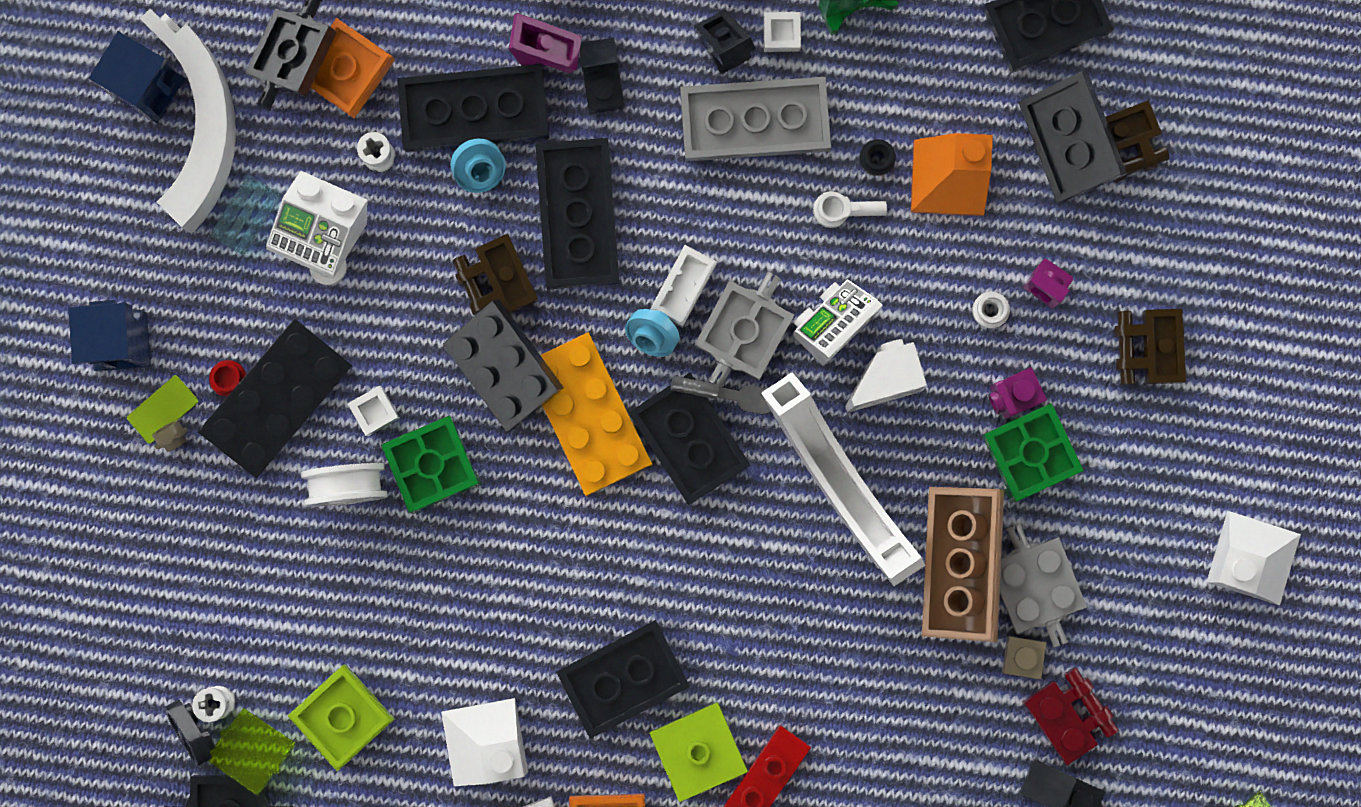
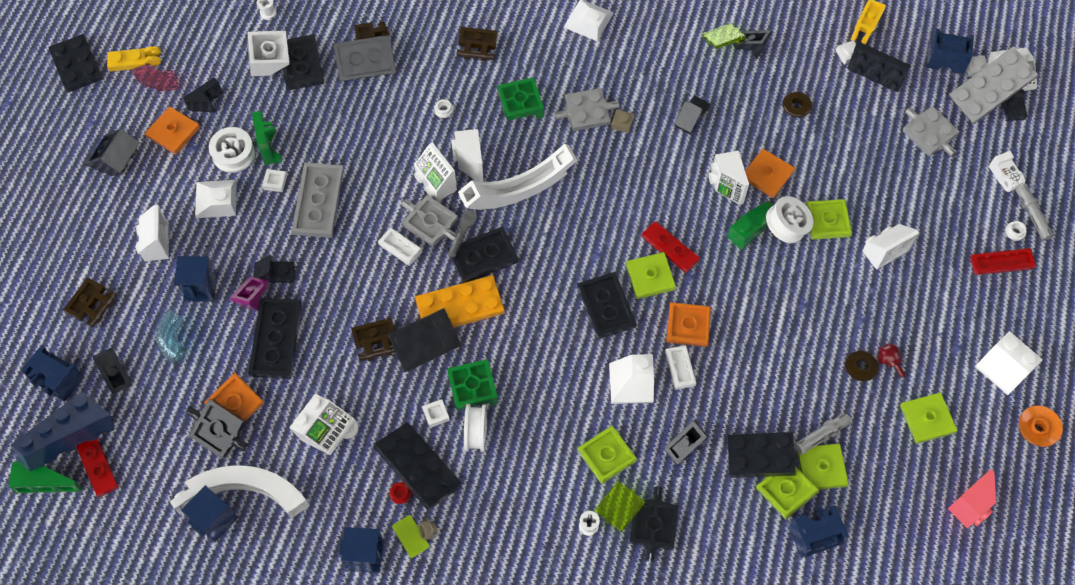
camera: 85 degrees left, 20 degrees down
(196, 742) = (604, 537): black plate -> none
(233, 208) = (293, 459): clear light blue tile -> none
(365, 151) = (281, 389): white bush -> none
(477, 165) = (309, 337): medium azure plate -> none
(577, 213) = (348, 293): black plate -> none
(652, 332) = (422, 262): medium azure plate -> none
(725, 41) = (272, 206): black slope -> none
(833, 209) = (375, 169): white plate -> none
(877, 146) = (352, 142): black plate -> none
(951, 174) = (369, 114): orange slope -> none
(963, 563) = (584, 135): medium nougat brick -> none
(1016, 393) = (489, 104): magenta bracket -> none
(1048, 283) = (437, 80): magenta bracket -> none
(1060, 721) = (656, 110): dark red plate -> none

